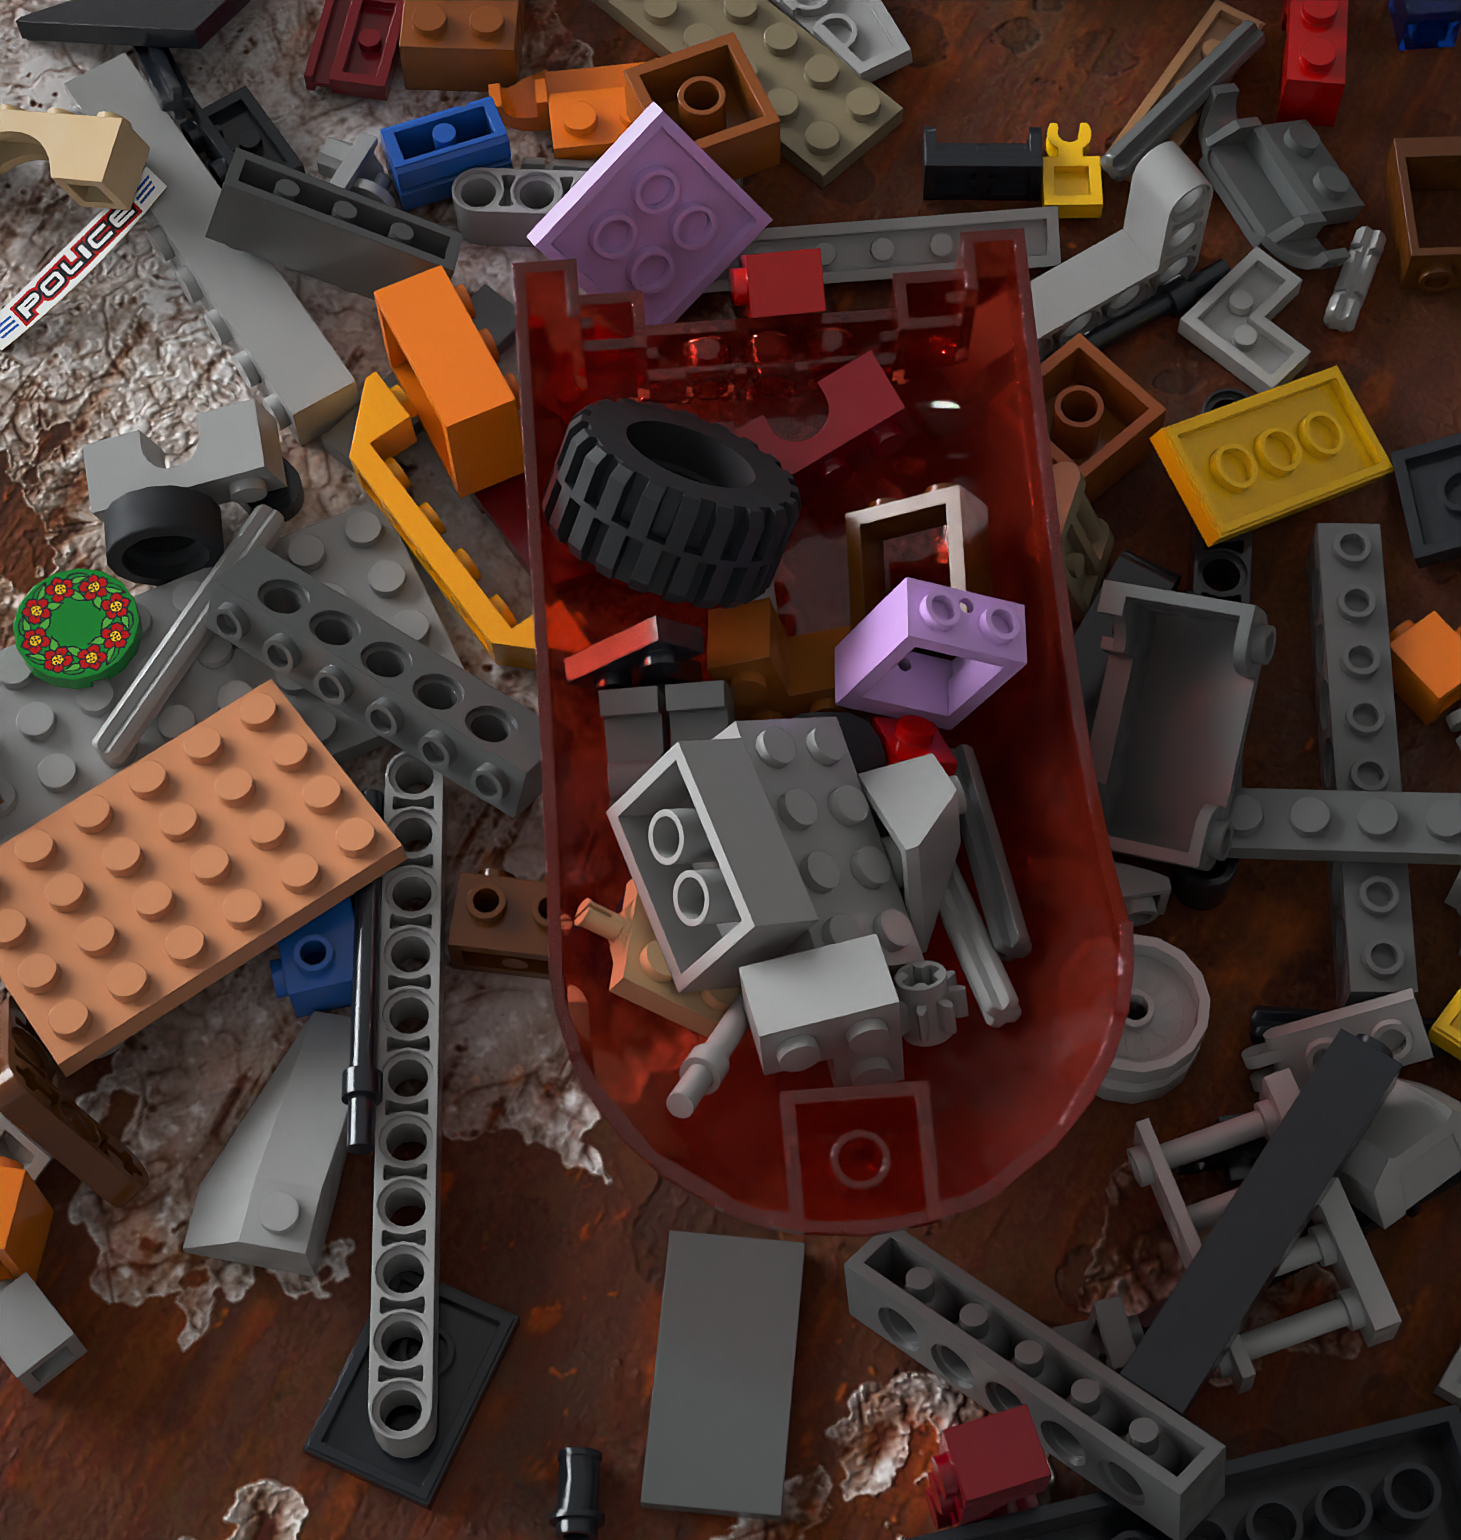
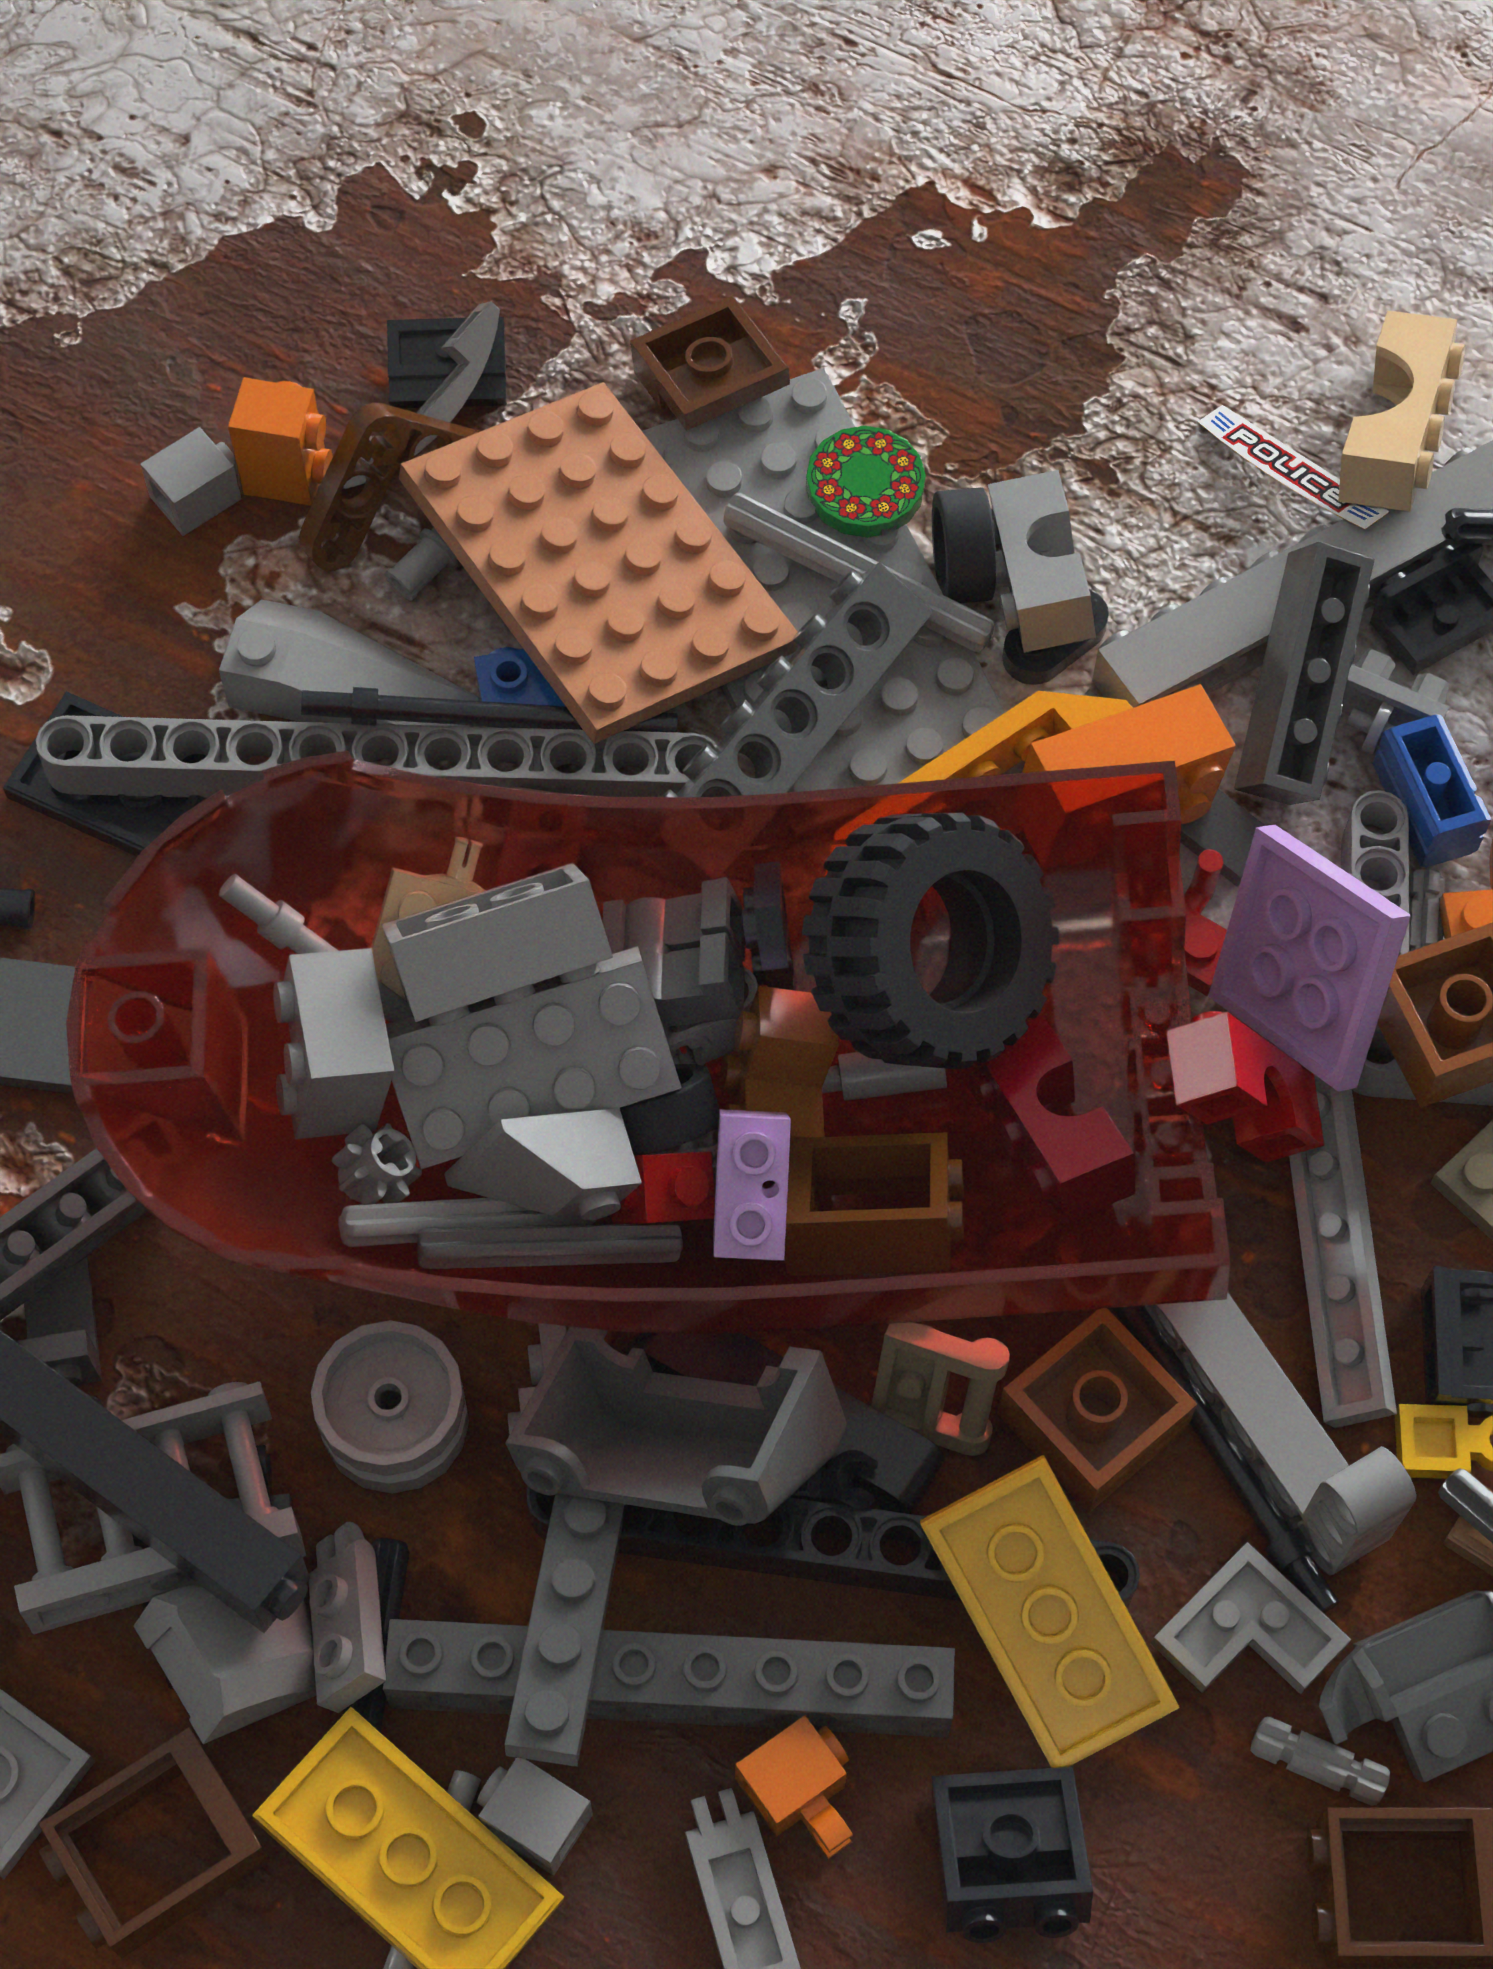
camera: 90 degrees right, 0 degrees up
(145, 1074) = (421, 564): none -> light grey pin

